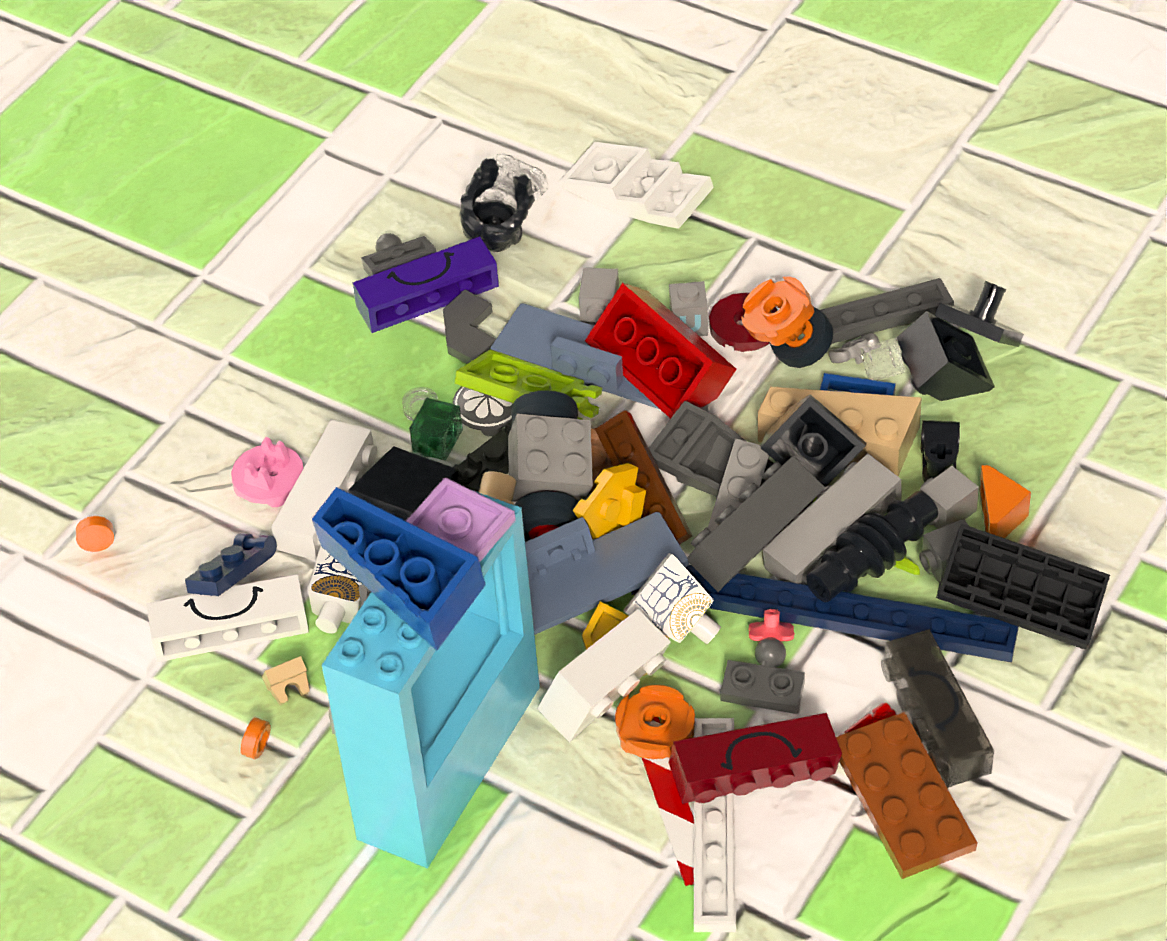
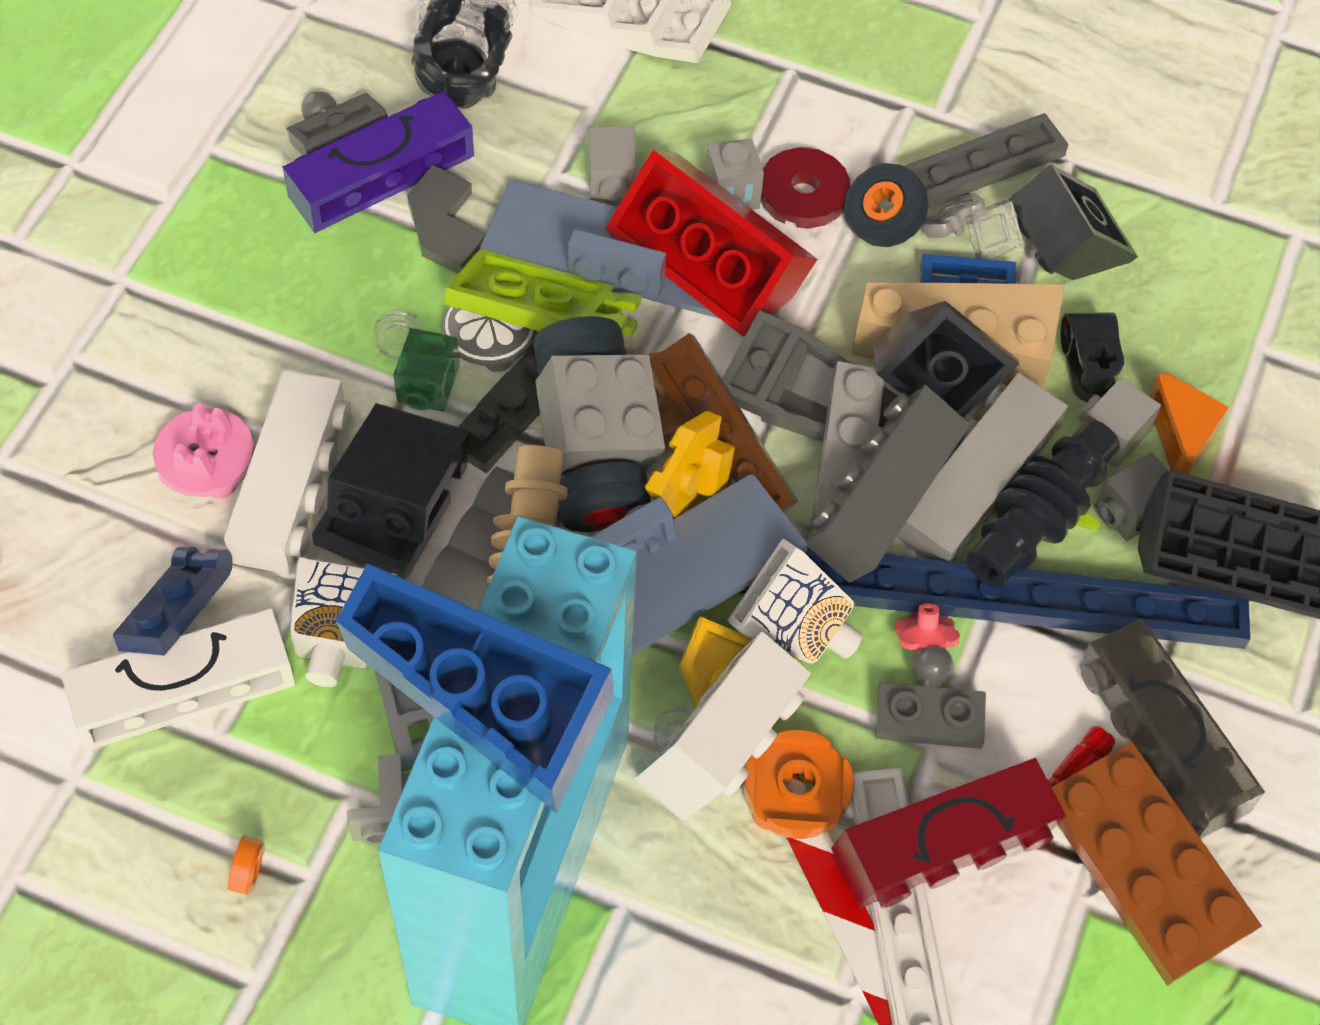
camera: 15 degrees left, 10 degrees up
(286, 674) = (274, 760): tan tile -> none
(463, 518) = (554, 587): lavender tile -> none
(778, 326) = (868, 189): orange plate -> none
(982, 318) = (1114, 168): black tile -> none

